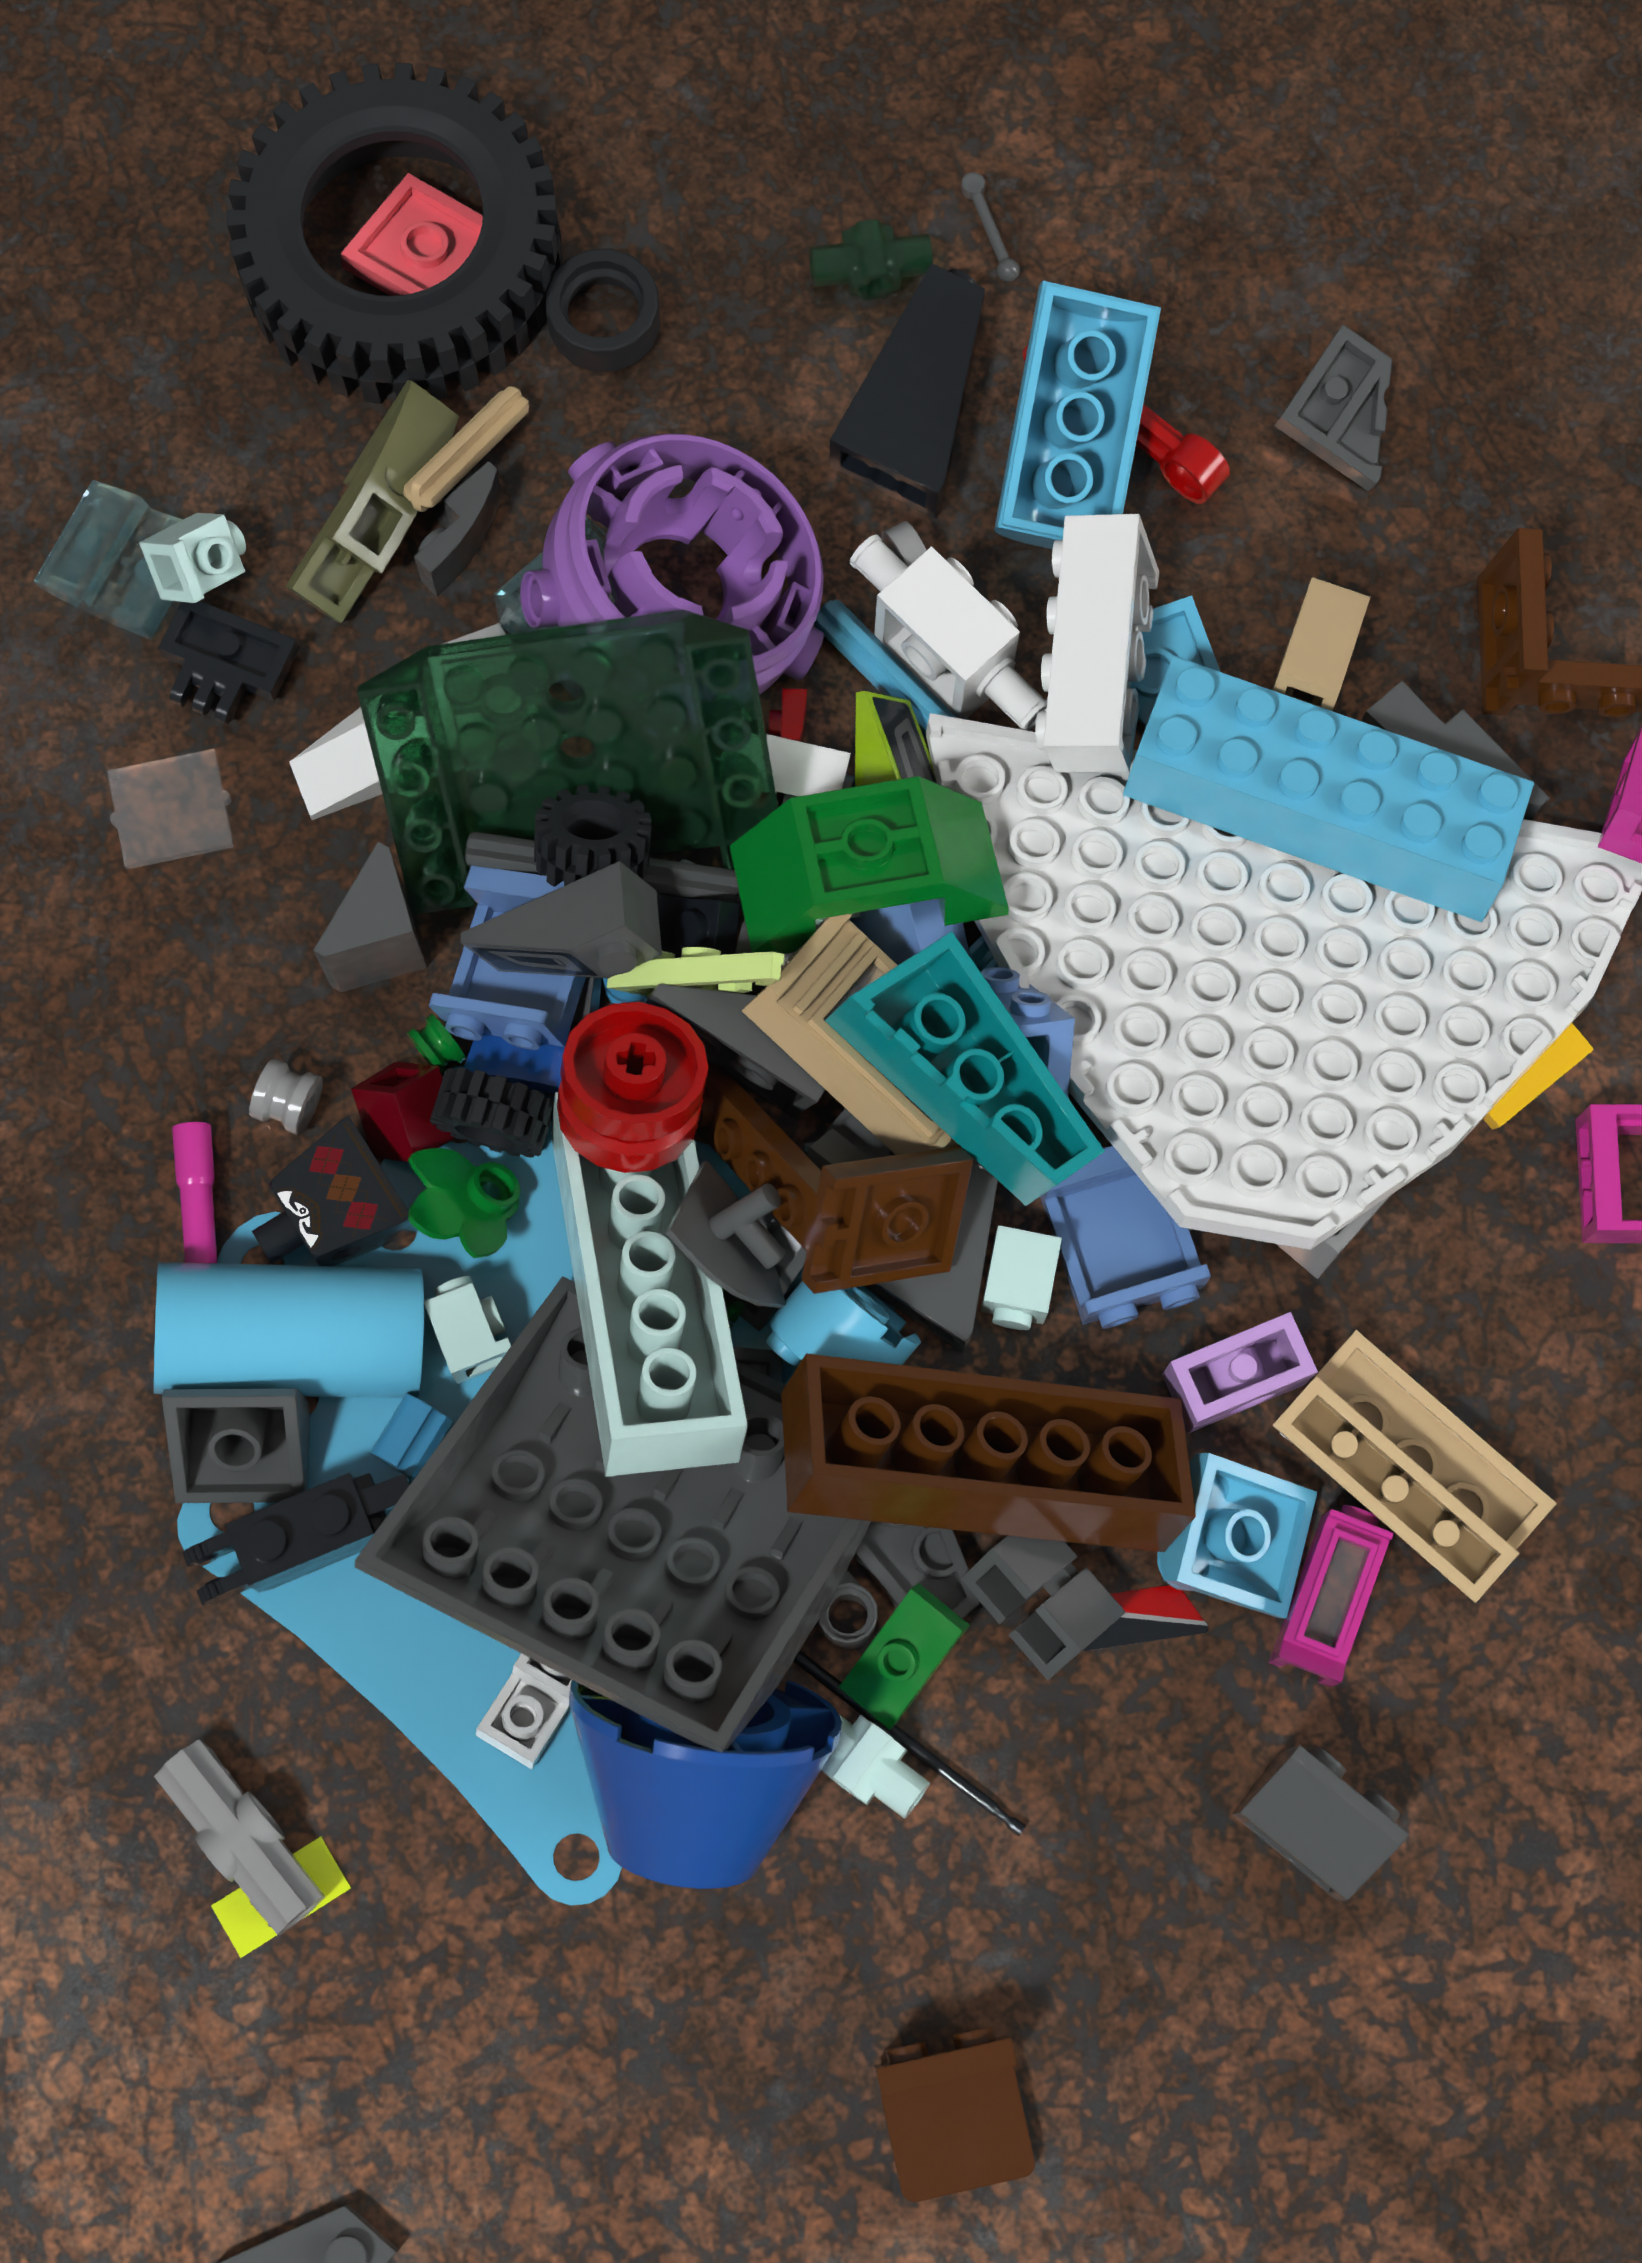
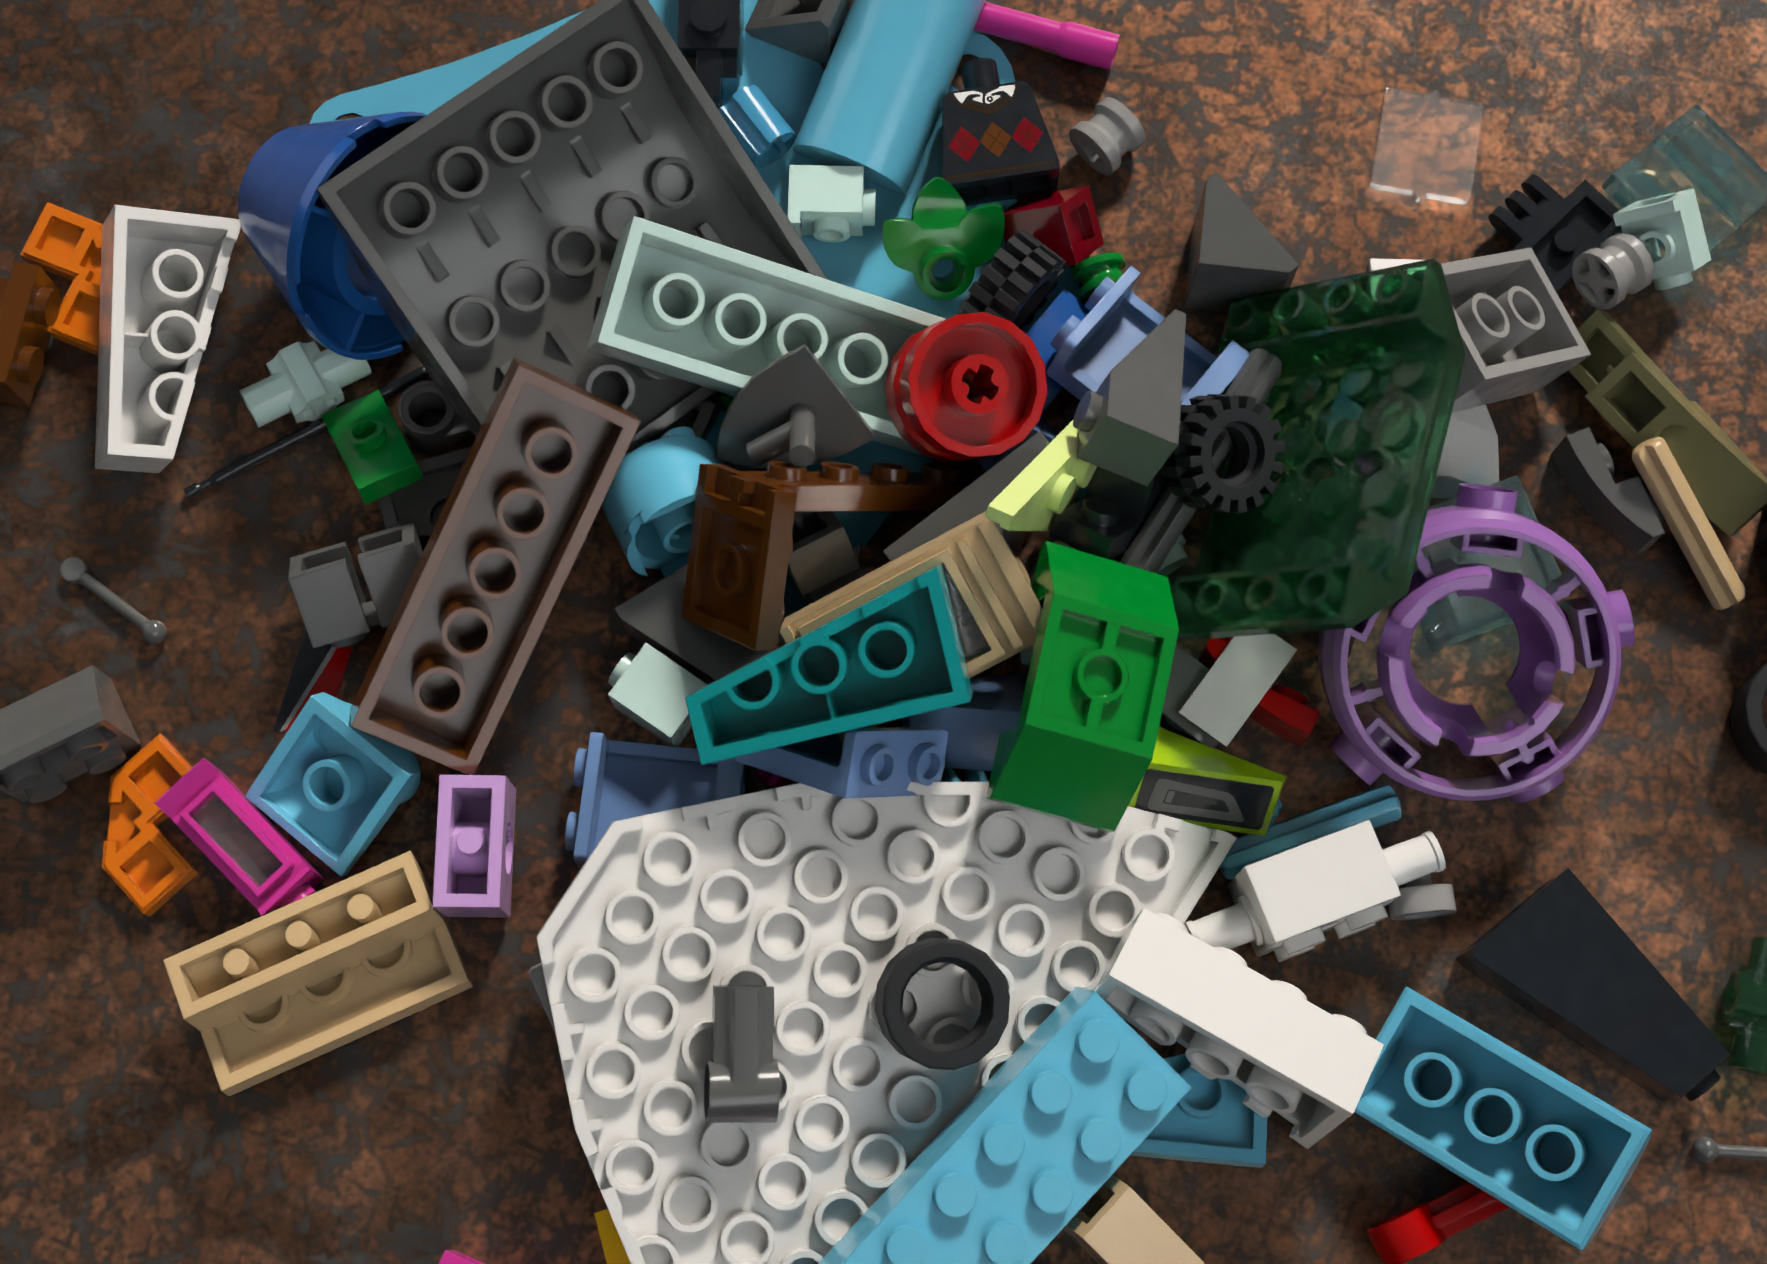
camera: 115 degrees right, 0 degrees up
(246, 587) = (1613, 271): none -> light grey wheel
(336, 649) = (1510, 327): none -> light grey brick
(823, 2063) = (71, 249): none -> orange tile
(886, 1929) = (154, 324): none -> white wedge
(1146, 1901) = (77, 572): none -> dark grey hinge
(1214, 847) = (993, 1011): none -> black tyre
(1343, 1018) = (742, 1075): none -> dark grey piece
(1379, 1701) = (136, 849): none -> orange tile

